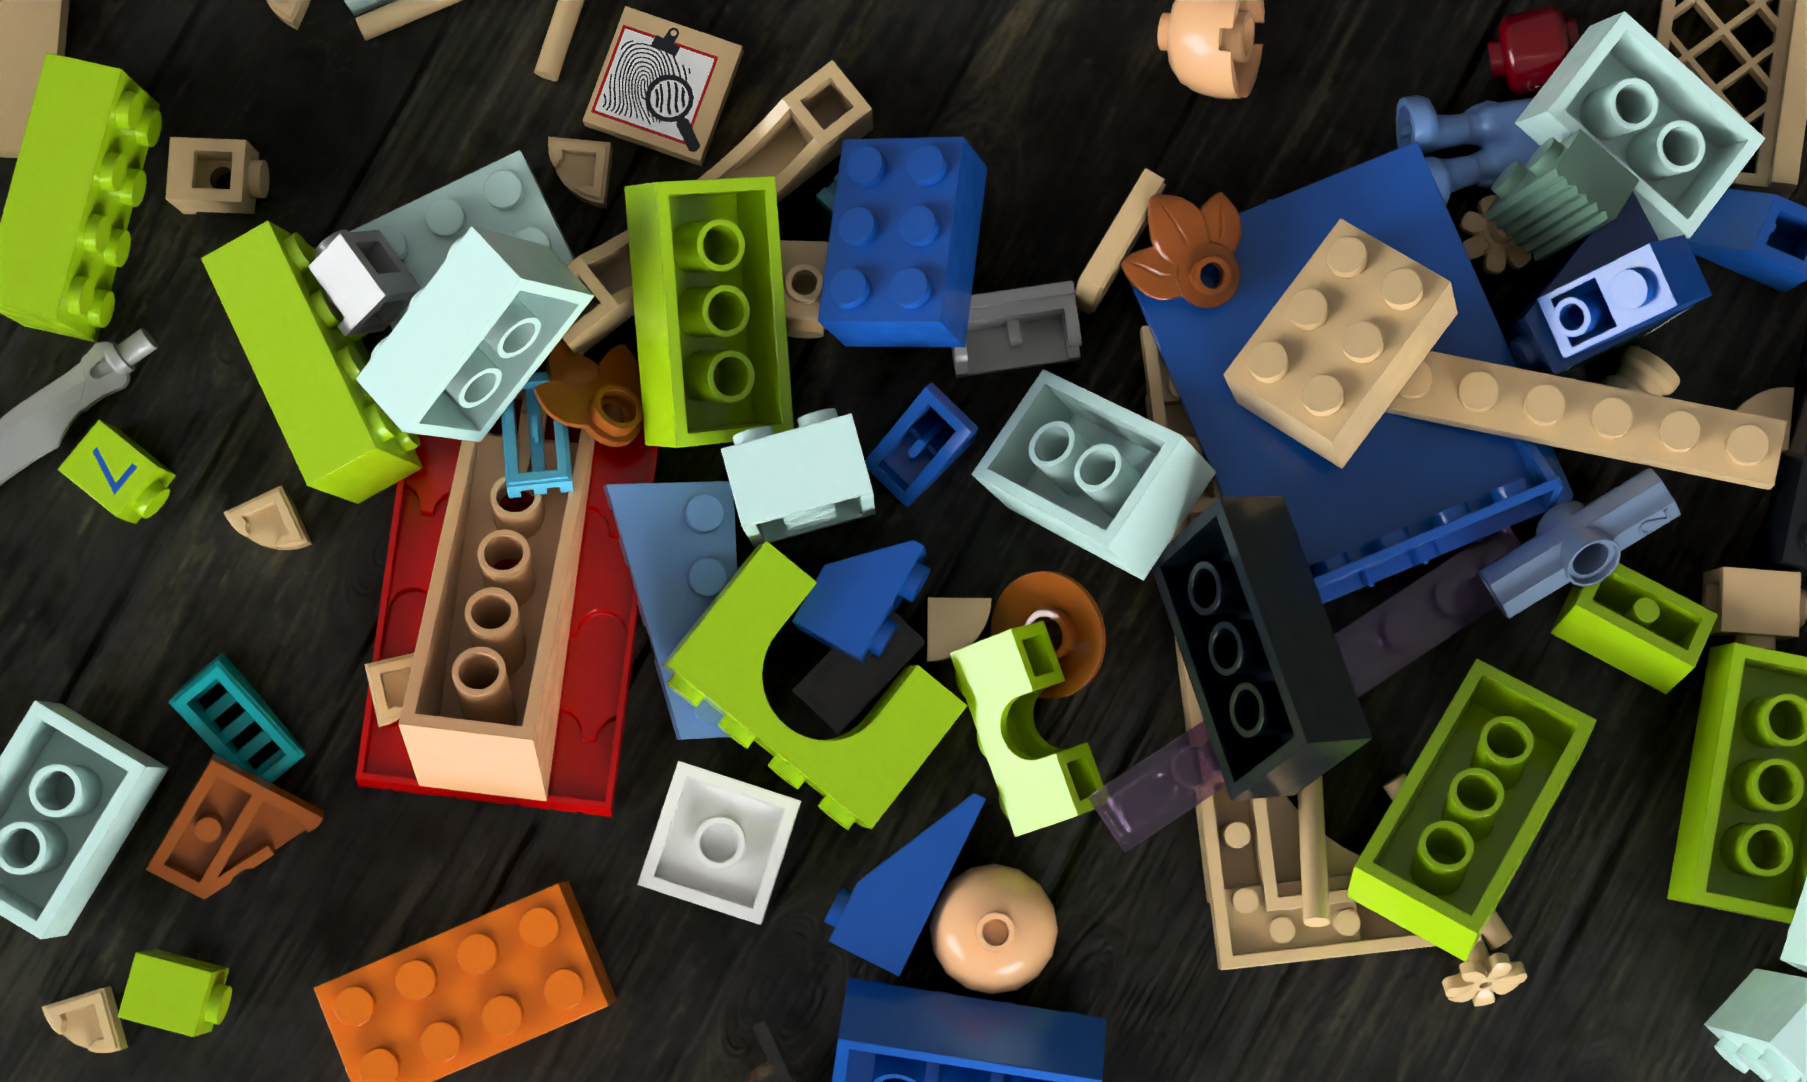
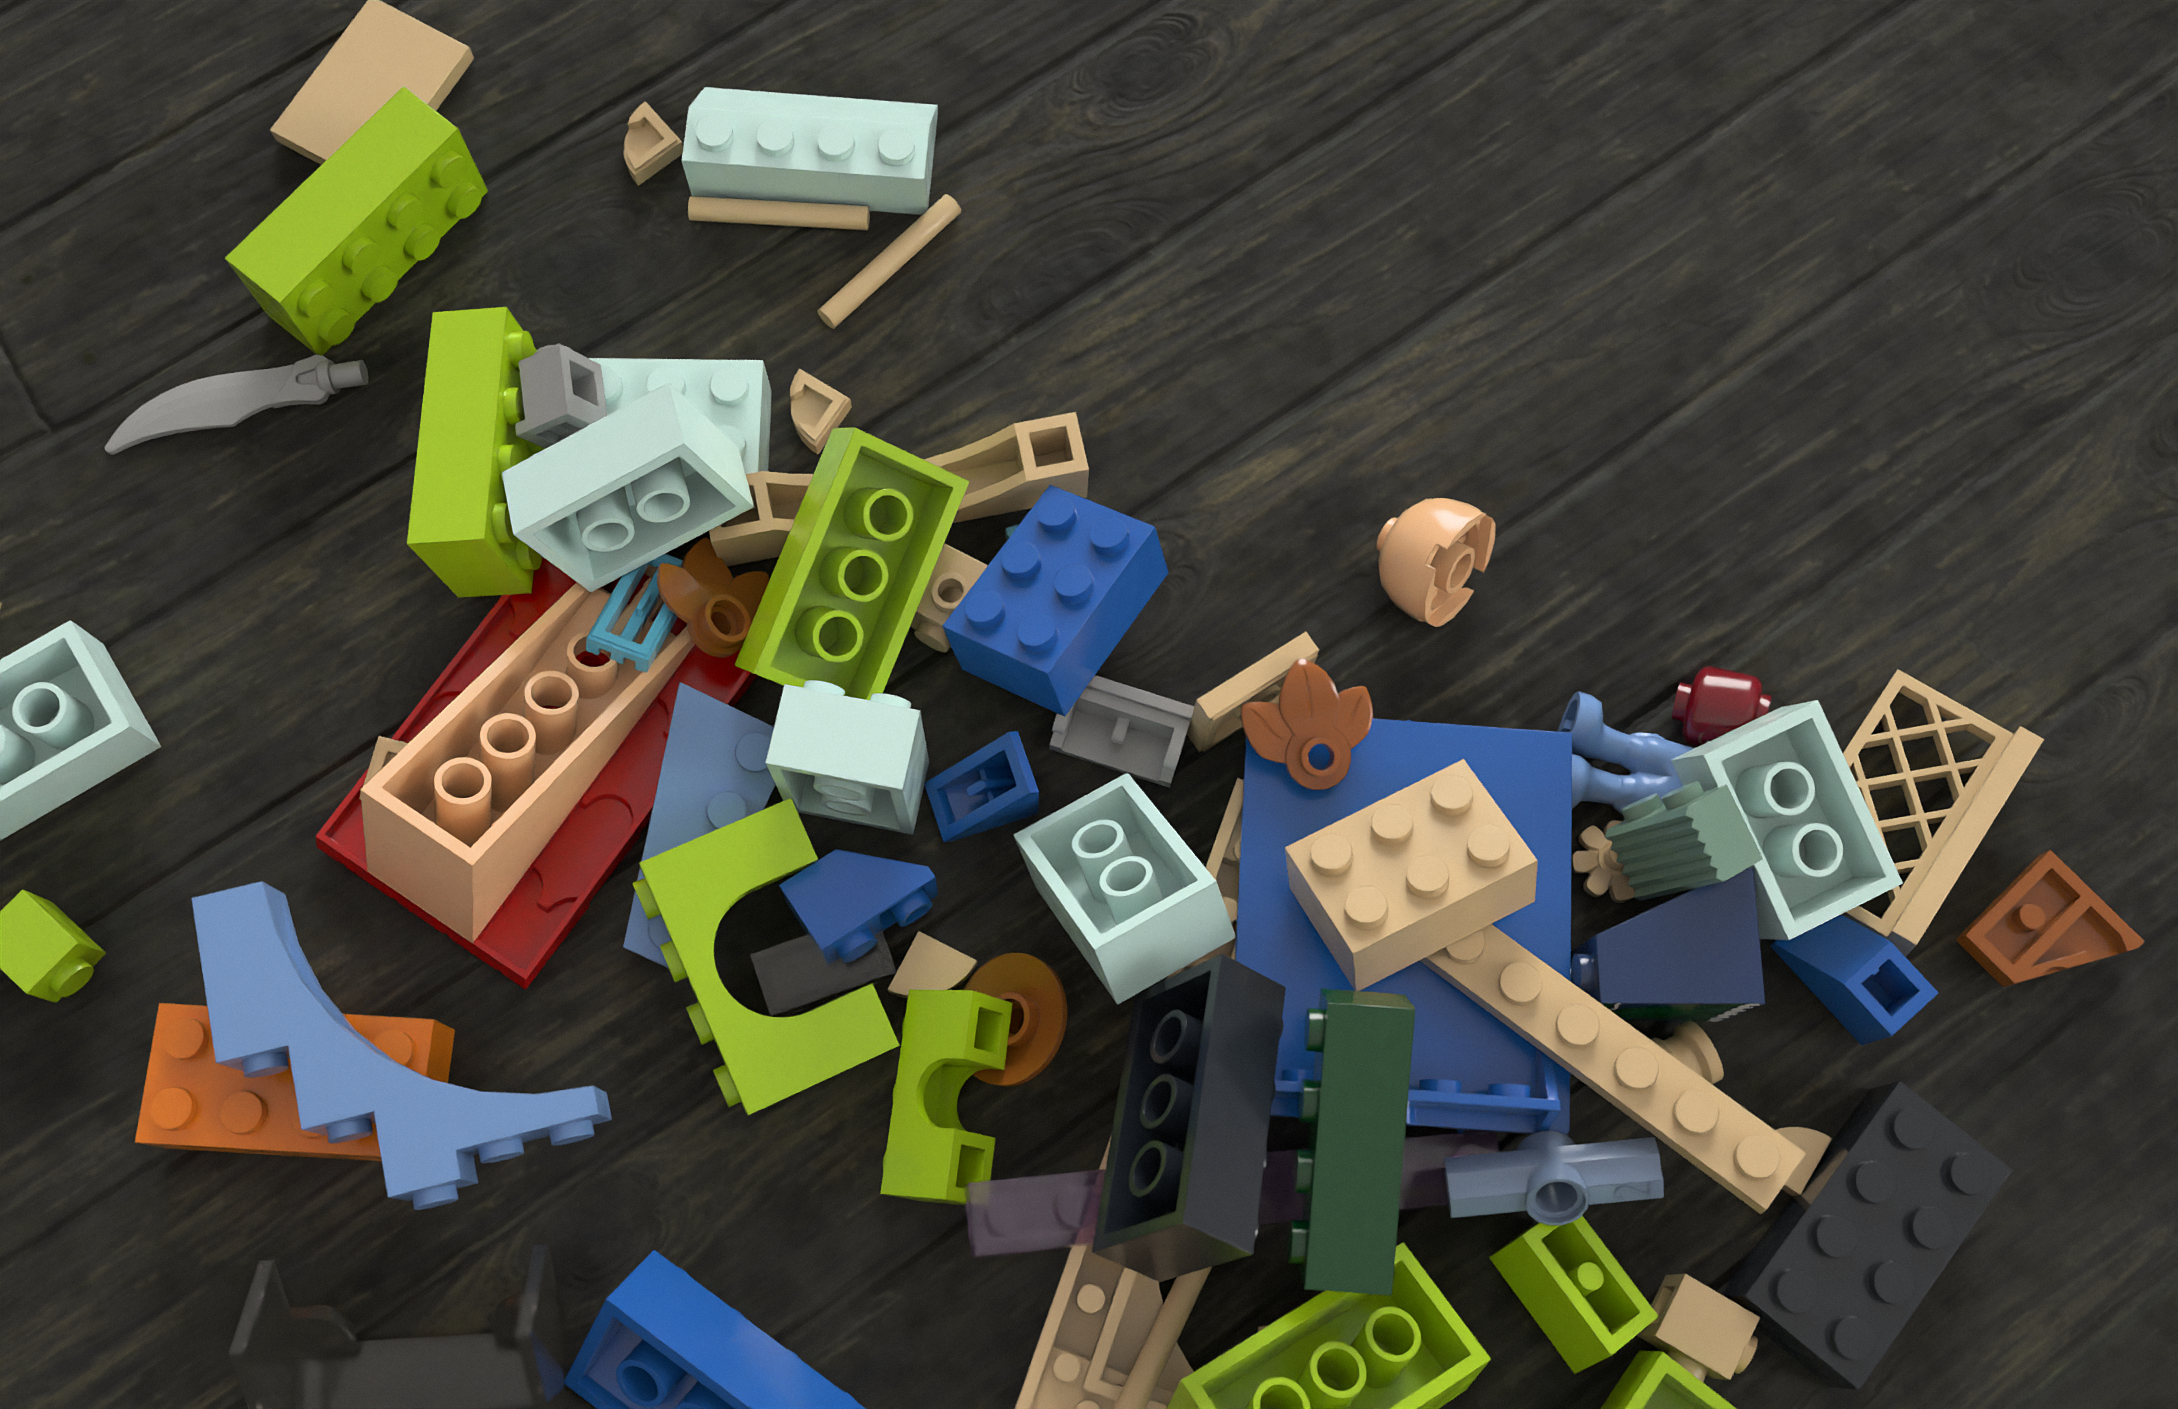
camera: 20 degrees right, 10 degrees down
(118, 473) = (267, 469): lime brick -> none
(198, 165) = (487, 250): tan brick -> none
(228, 827) = (177, 823): dark orange wing -> none
(239, 690) = (213, 719): teal slope -> none
(270, 521) = (376, 576): tan tile -> none
(424, 945) = (273, 1010): none -> medium blue arch
(663, 86) = (922, 375): tile -> none
(719, 842) = (617, 1045): white plate -> none
(896, 897) = (740, 1196): blue slope -> none
(993, 929) = (817, 1275): light nougat cylinder -> none
(1403, 597) = (1354, 1141): none -> dark green brick
(1624, 295) = (1701, 957): slope -> none

